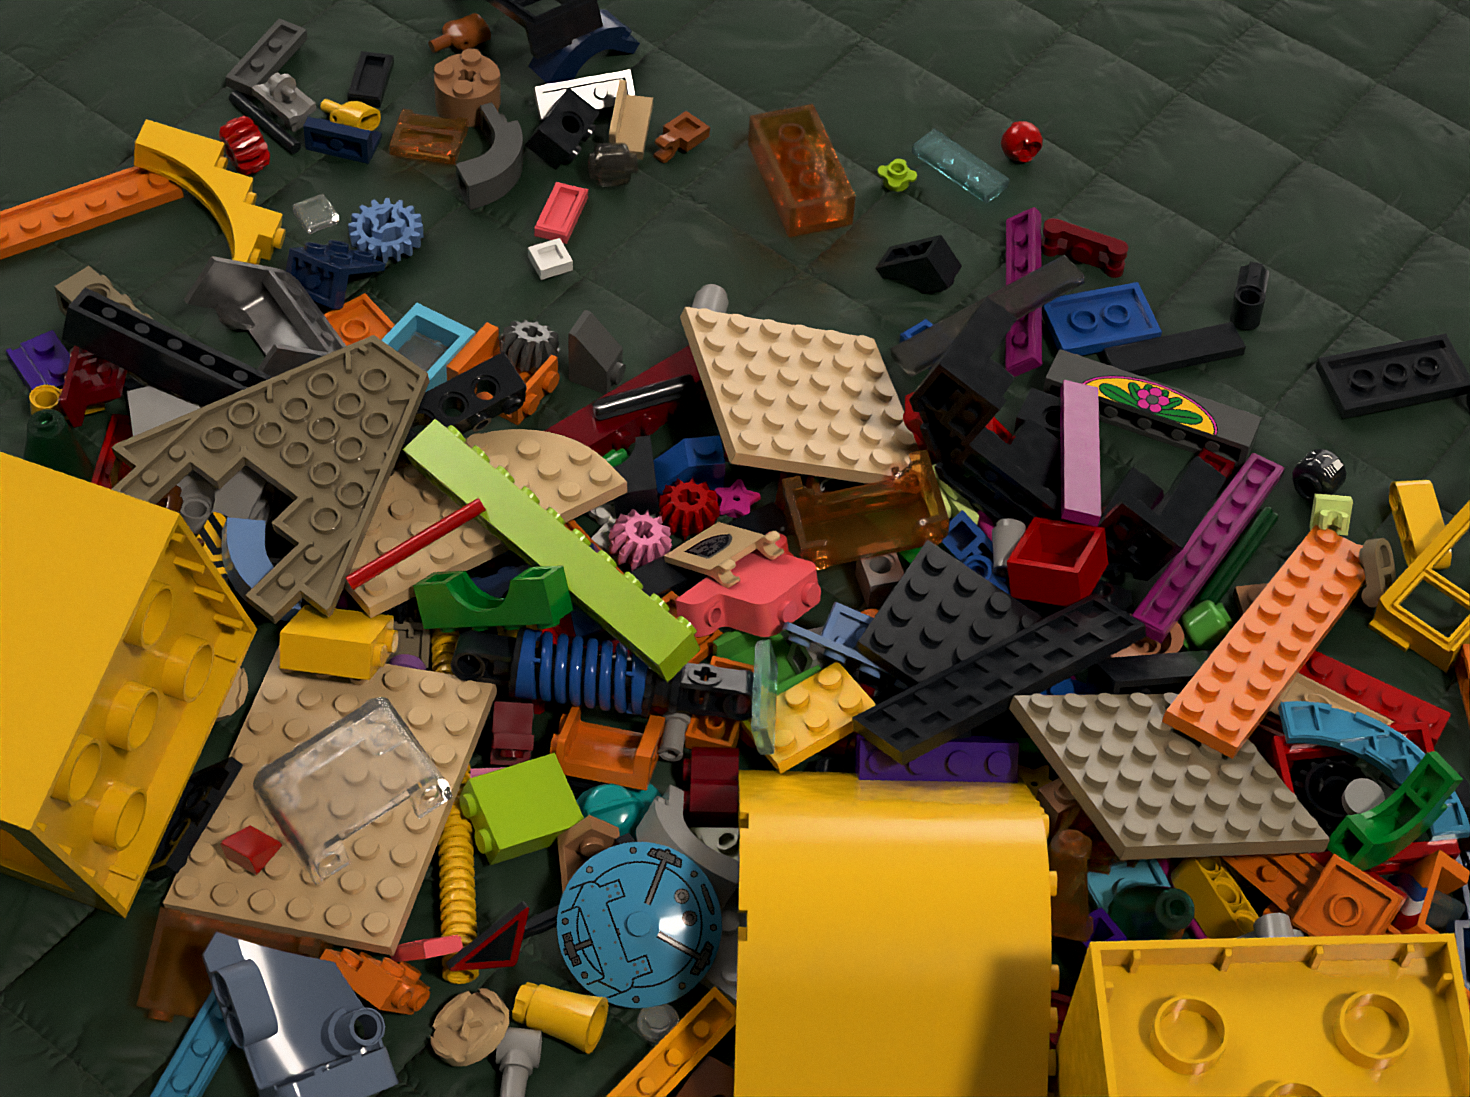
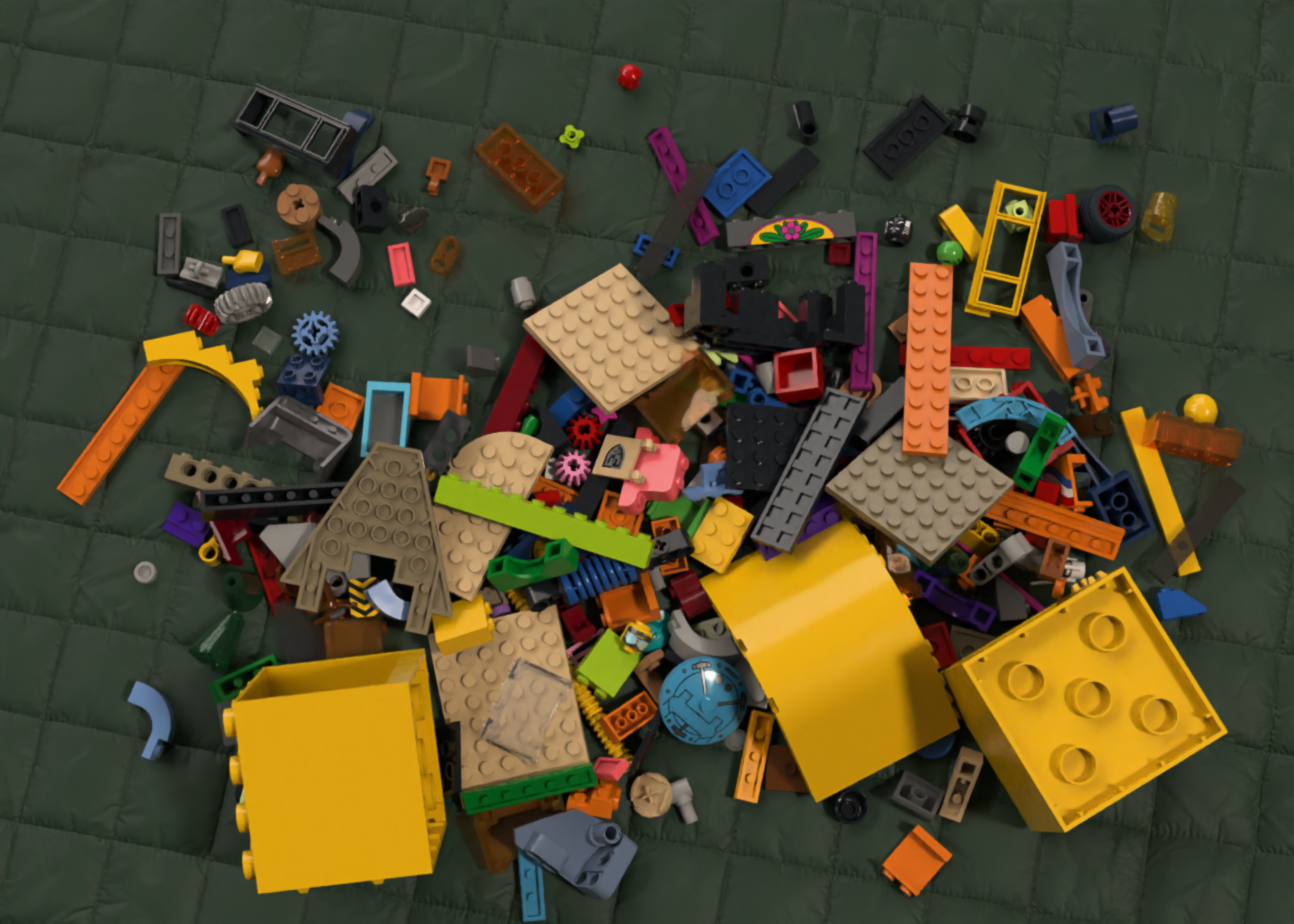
camera: 20 degrees left, 25 degrees up
(250, 848) = (491, 761): red slope -> none
(285, 911) = (529, 788): none -> green tile
(312, 146) = (243, 303): none -> light grey gear
(415, 543) = (476, 554): red bar -> none
(490, 893) = (629, 717): none -> orange piece
(528, 344) = (442, 373): dark grey gear -> none
(562, 1014) = (689, 763): yellow plant -> none
(589, 782) = (636, 637): none -> head
(629, 226) = (449, 257): none -> clear orange beam
(630, 120) = (406, 182): tan panel -> none
(644, 397) = (526, 379): black axle -> none
(764, 697) = (695, 541): clear light blue tile -> none
(923, 262) = (619, 198): black arch -> none
(960, 165) = (602, 110): clear light blue tile -> none
(1080, 453) = (776, 297): tile -> none
(1084, 246) = (701, 136): dark red plate -> none
(1205, 626) = (887, 364): bright green head -> none
(1237, 556) = (882, 277): dark green axle -> none
(1331, 513) = (916, 253): yellowish green tile -> none
(1346, 903) = (1038, 513): orange tile -> none
(1379, 569) = (959, 282): dark tan plate -> none
(1387, 527) = (950, 253): none -> bright green piece

